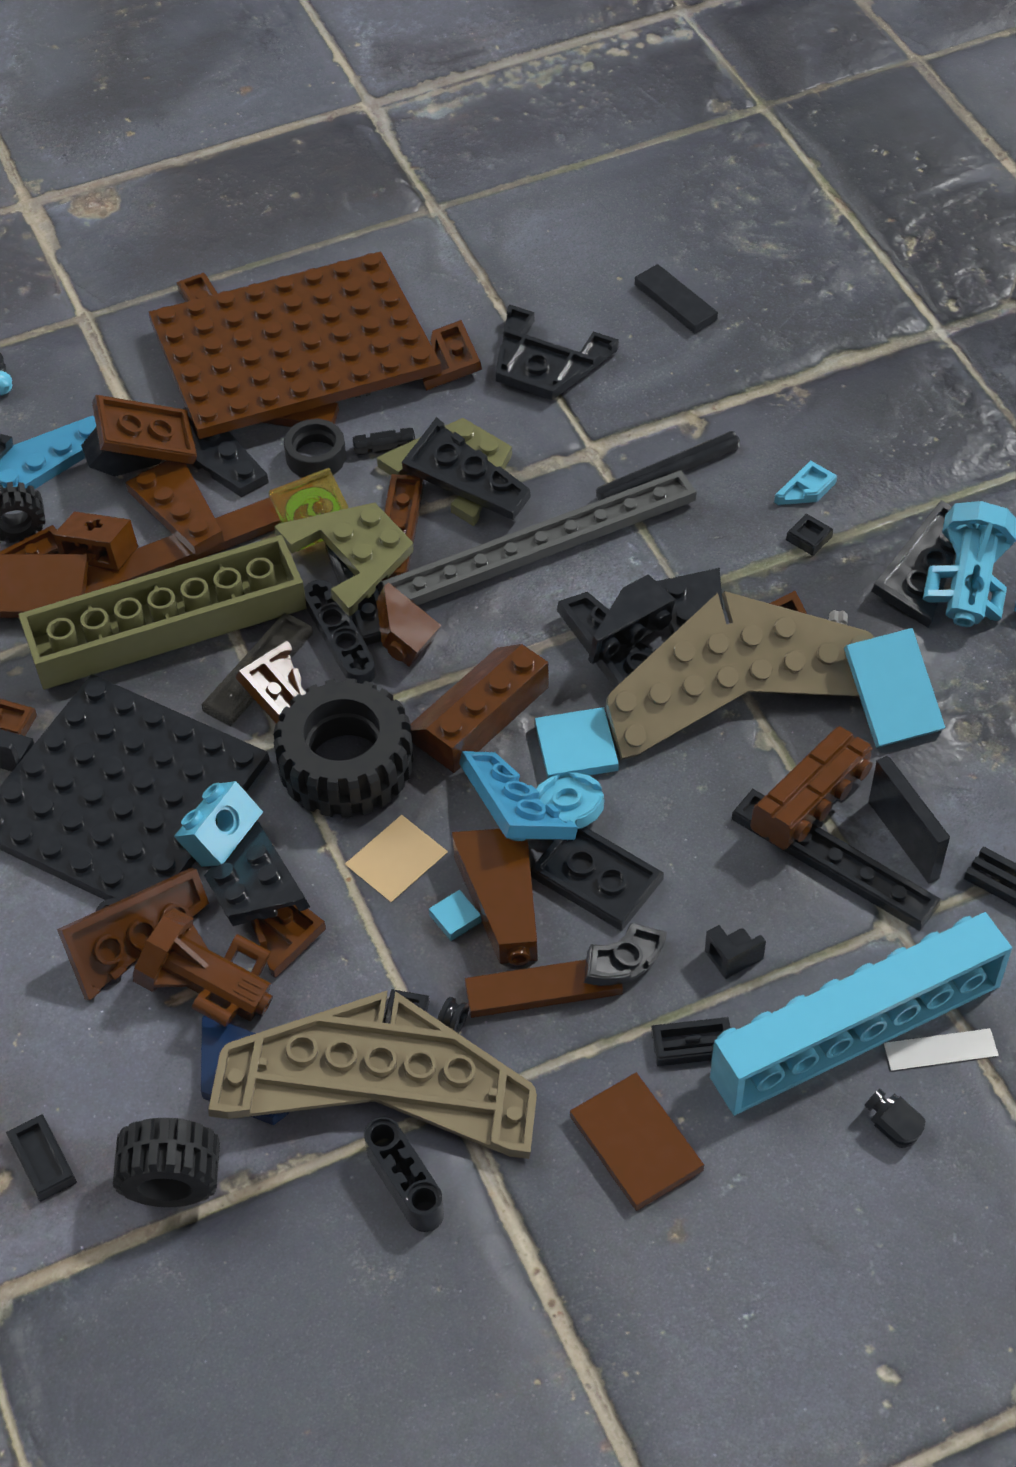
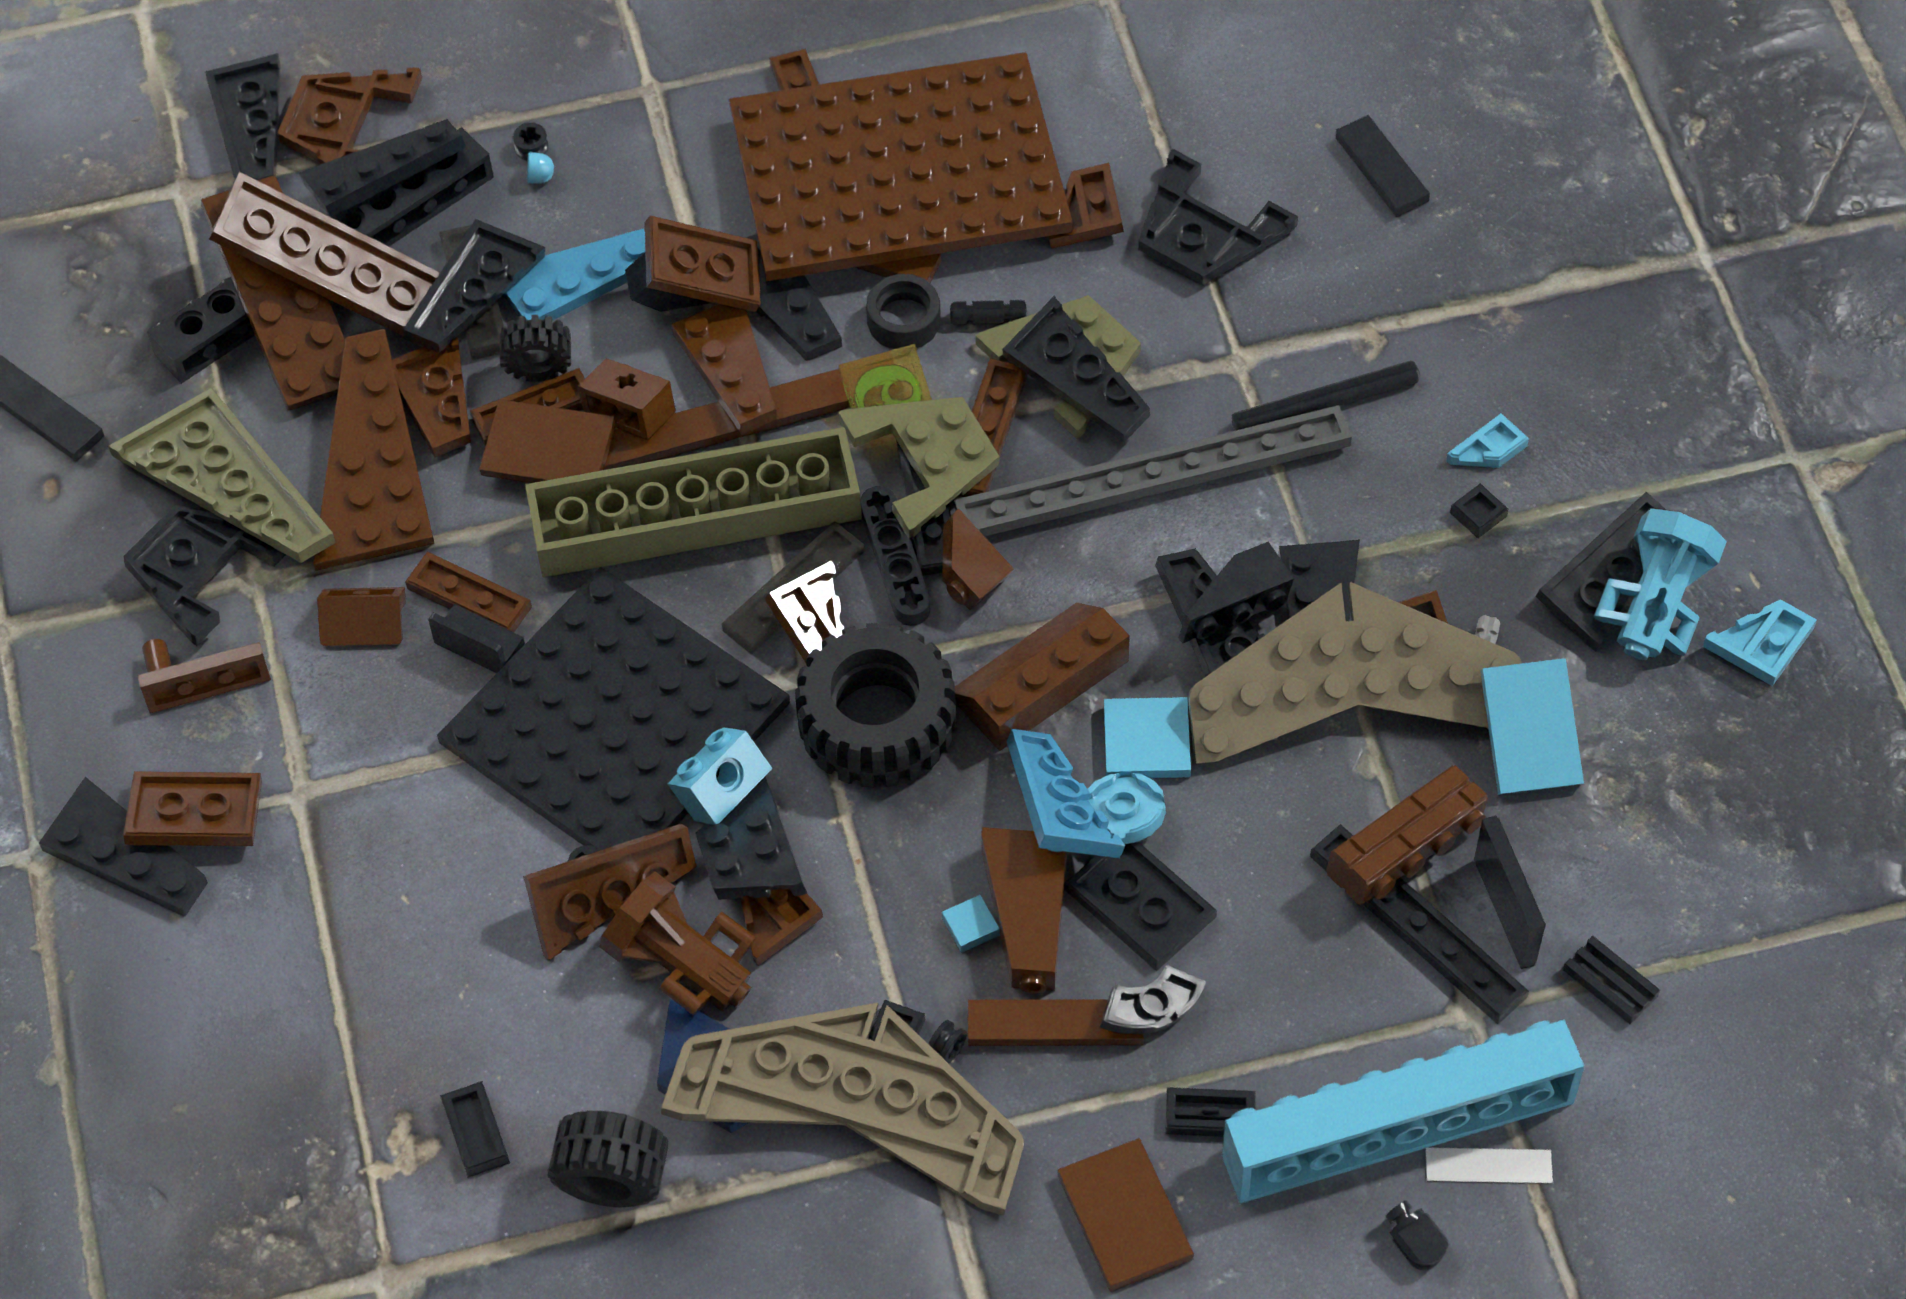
camera: 10 degrees right, 5 degrees up
(396, 858) = (916, 844): tan sticker -> none
(423, 1185) = (881, 1228): black beam -> none
(733, 951) = (1277, 1015): black panel -> none

